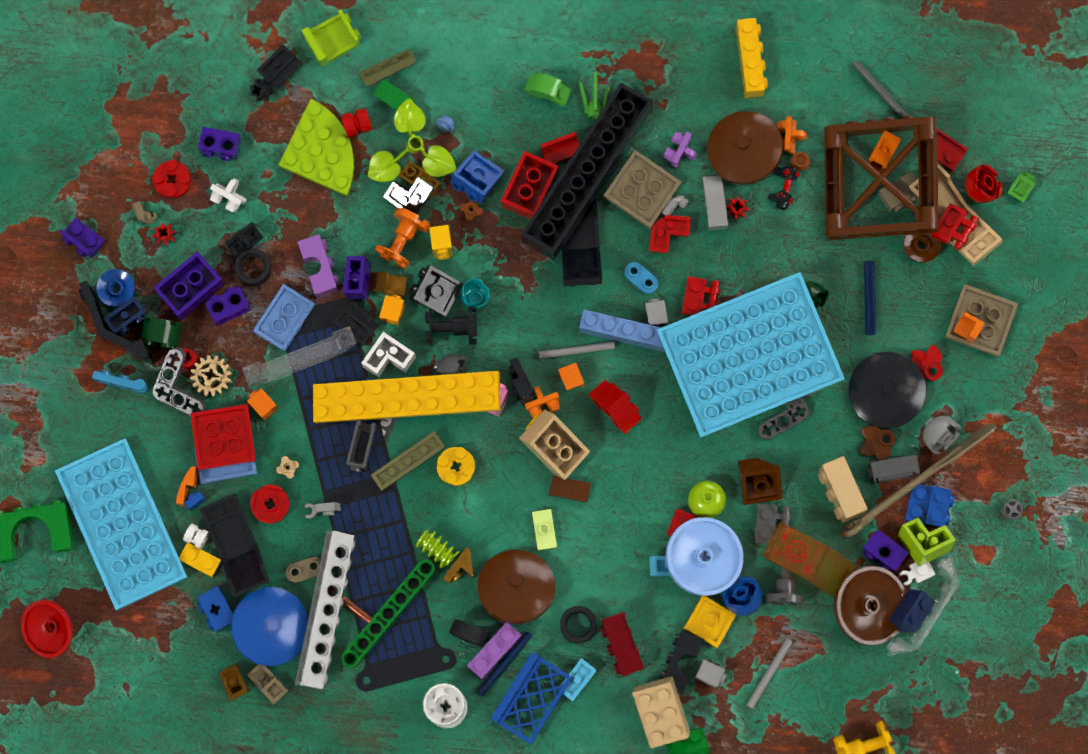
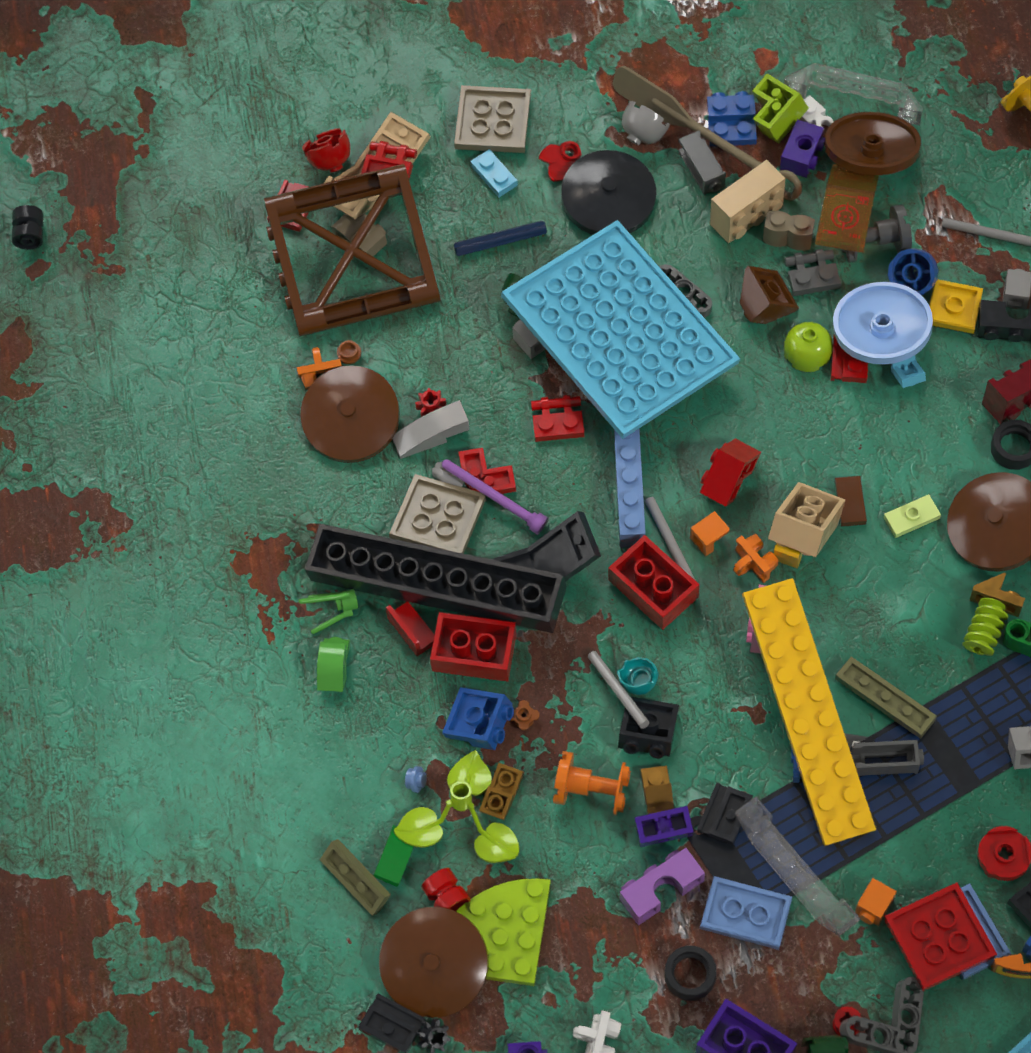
camera: 105 degrees left, 15 degrees down
(209, 384) = (871, 981): tan gear -> none
(230, 310) = (761, 985): dark purple brick -> none
(248, 232) = (648, 988): black hips -> none
(293, 465) = (947, 853): tan plate -> none
(310, 102) = (433, 962): none -> reddish brown dish
(326, 508) = (985, 780): light grey plate -> none
(332, 38) = (330, 965): lime panel -> none
(387, 351) = (753, 762): white brick -> none
(392, 309) = (691, 773): light orange brick -> none
(410, 199) = (535, 790): plate -> none
(441, 242) = (583, 731): yellow brick -> none
(451, 364) = (748, 674): dark grey cylinder -> none
(457, 455) = (870, 626): yellow plate -> none
(459, 326) = (685, 669): black piece -> none
(464, 277) = (618, 689): none -> light grey bar
(521, 386) = (742, 578): black plate -> none
(542, 324) = (653, 582): none -> red brick
(619, 257) = (534, 521): none -> medium lavender piece
(640, 278) = (553, 489): dark azure plate -> none
(656, 313) = (595, 459): light grey brick -> none
(682, 141) = (372, 484): medium lavender hips -> none
(750, 58) = (229, 436): yellow brick -> none
(783, 197) = (403, 358): black piece -> none
(813, 511) = (788, 230): none -> dark tan brick
(875, 445) = (675, 192): reddish brown plate -> none
(879, 89) = (232, 290): dark grey bar -> none
(884, 151) = (313, 263): orange brick -> none
(912, 611) = (863, 100): dark blue brick -> none
(923, 255) = (425, 191): reddish brown dish -> none
(931, 309) = (494, 173): none -> medium azure plate
(968, 327) = (508, 121): orange panel -> none
(1014, 507) = (705, 33): flat silver wheel -> none
(1022, 186) = (315, 113): bright green bracket -> none

